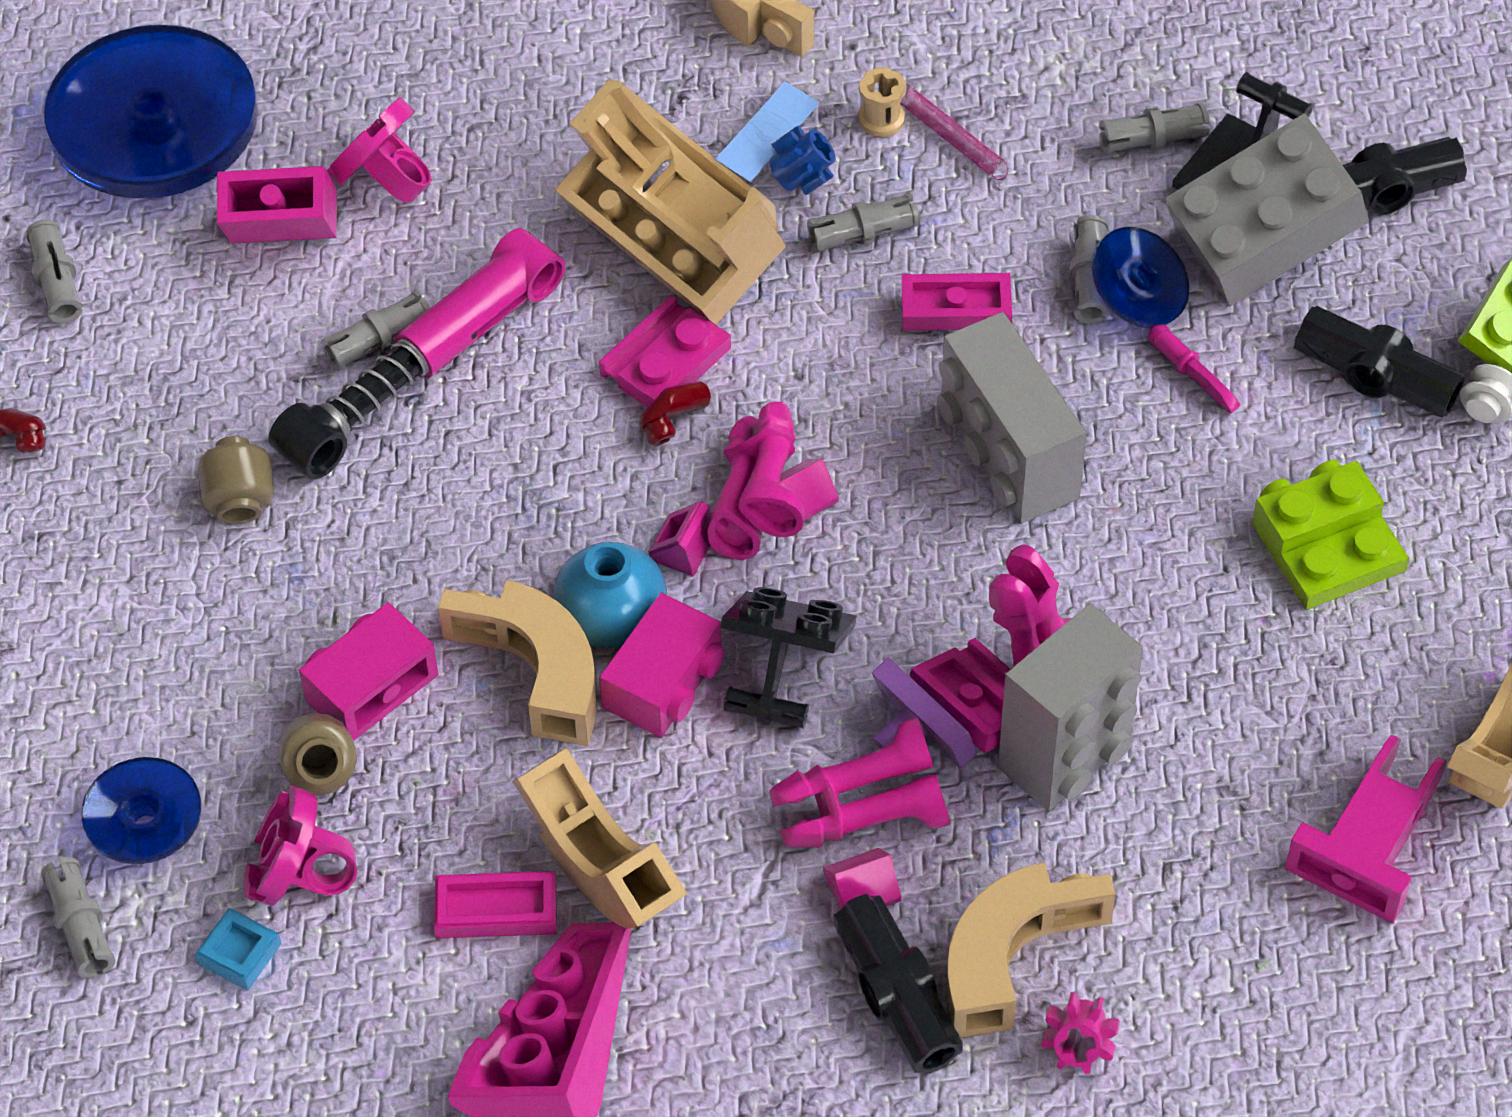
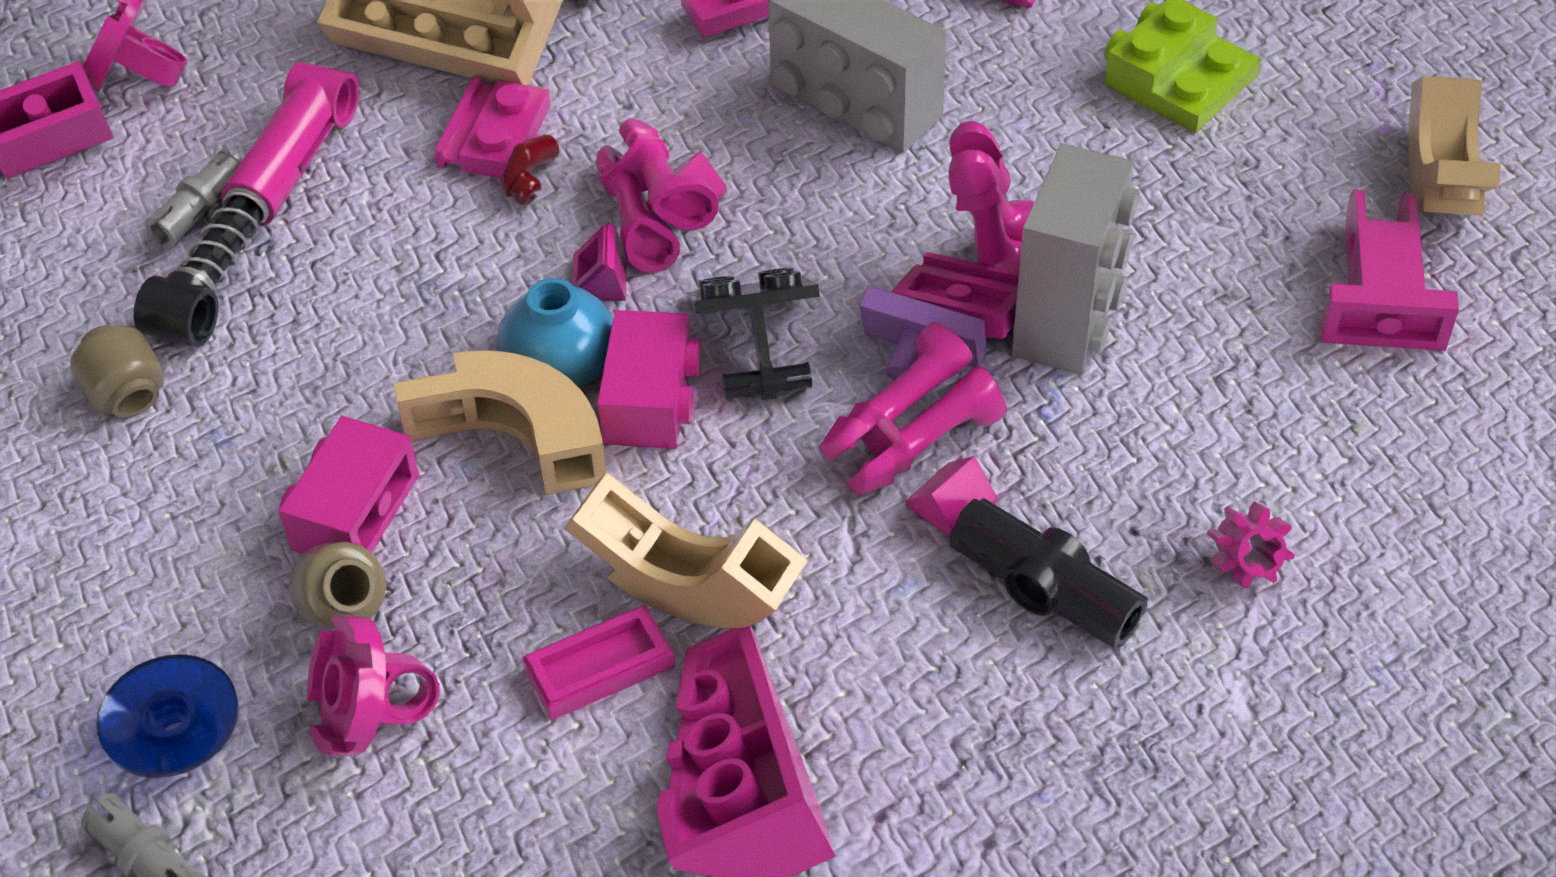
camera: 25 degrees left, 5 degrees down
(238, 949) = (343, 815): dark azure tile -> none
(999, 925) = (1111, 511): tan arch -> none

